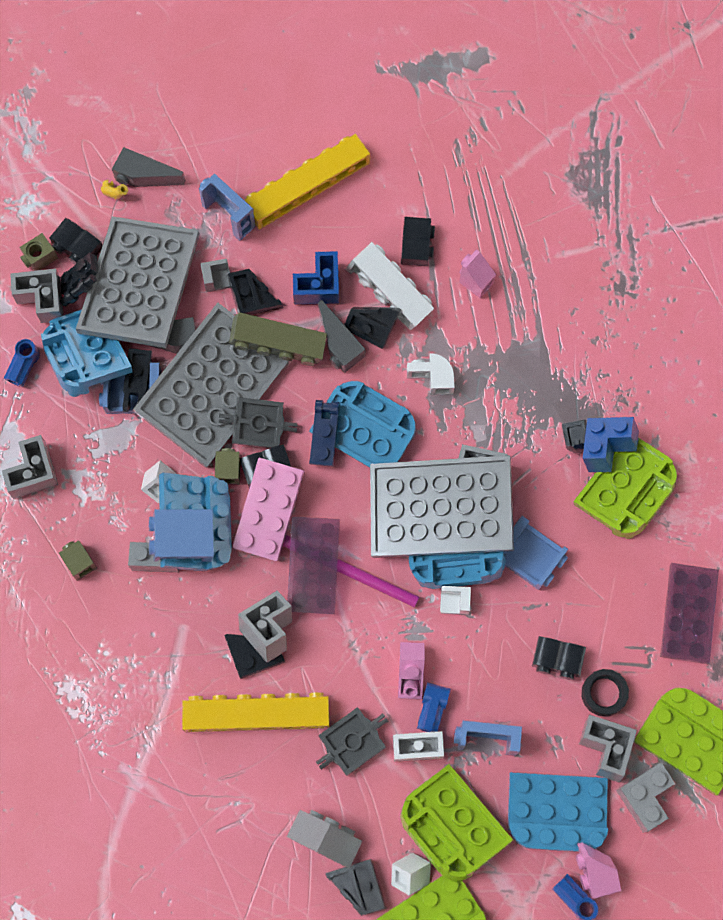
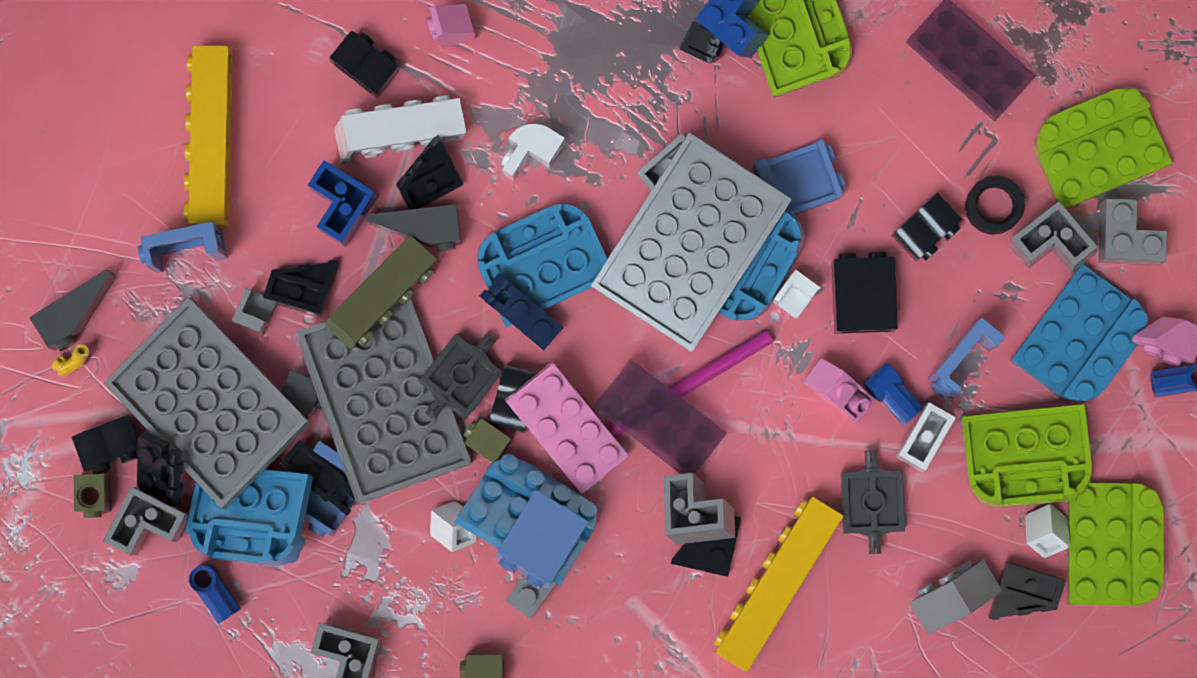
camera: 50 degrees left, 10 degrees up
(486, 644) = (864, 293): none -> black brick

